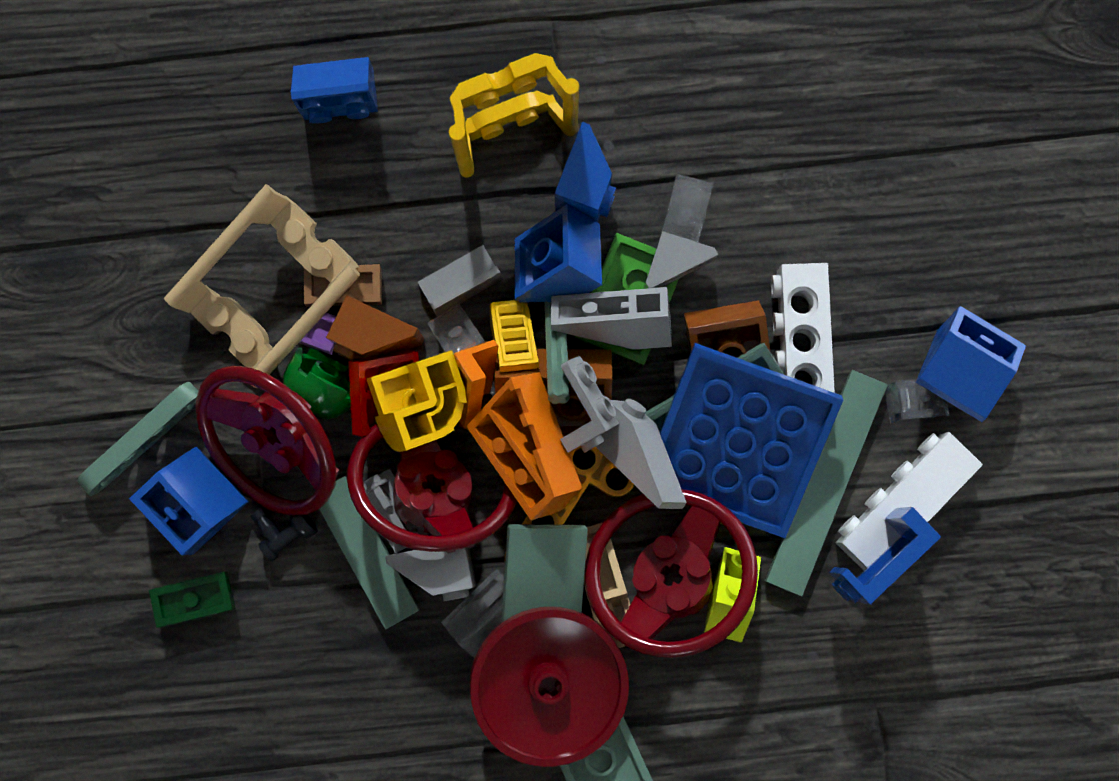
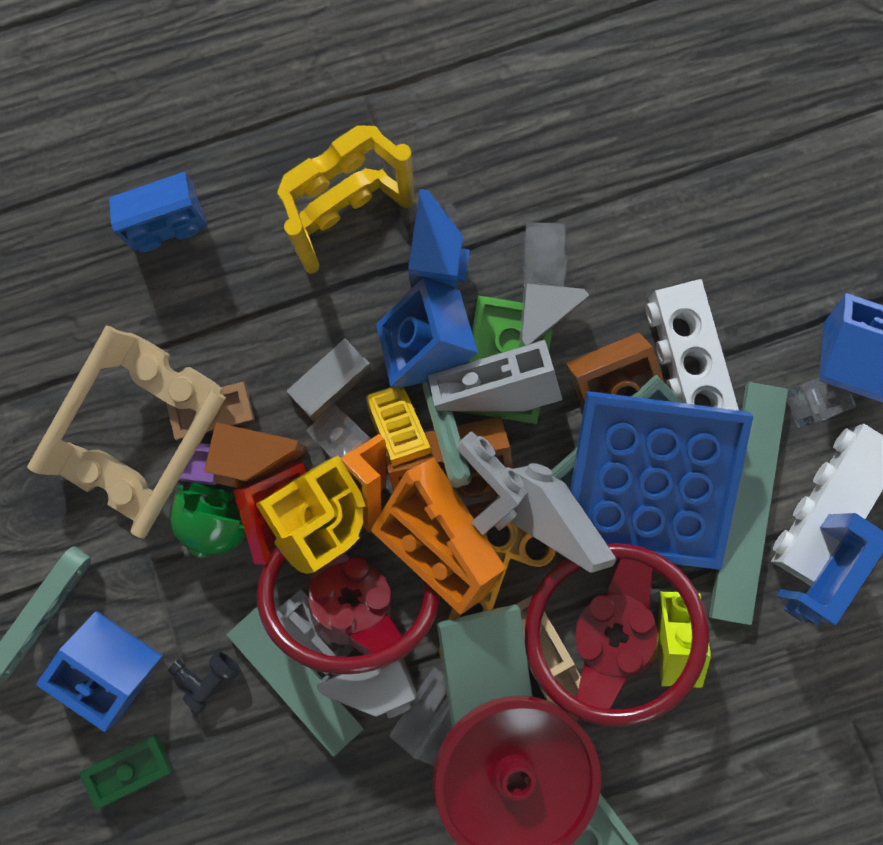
camera: 15 degrees left, 0 degrees up
(275, 427) = (171, 575): dark red piece -> none

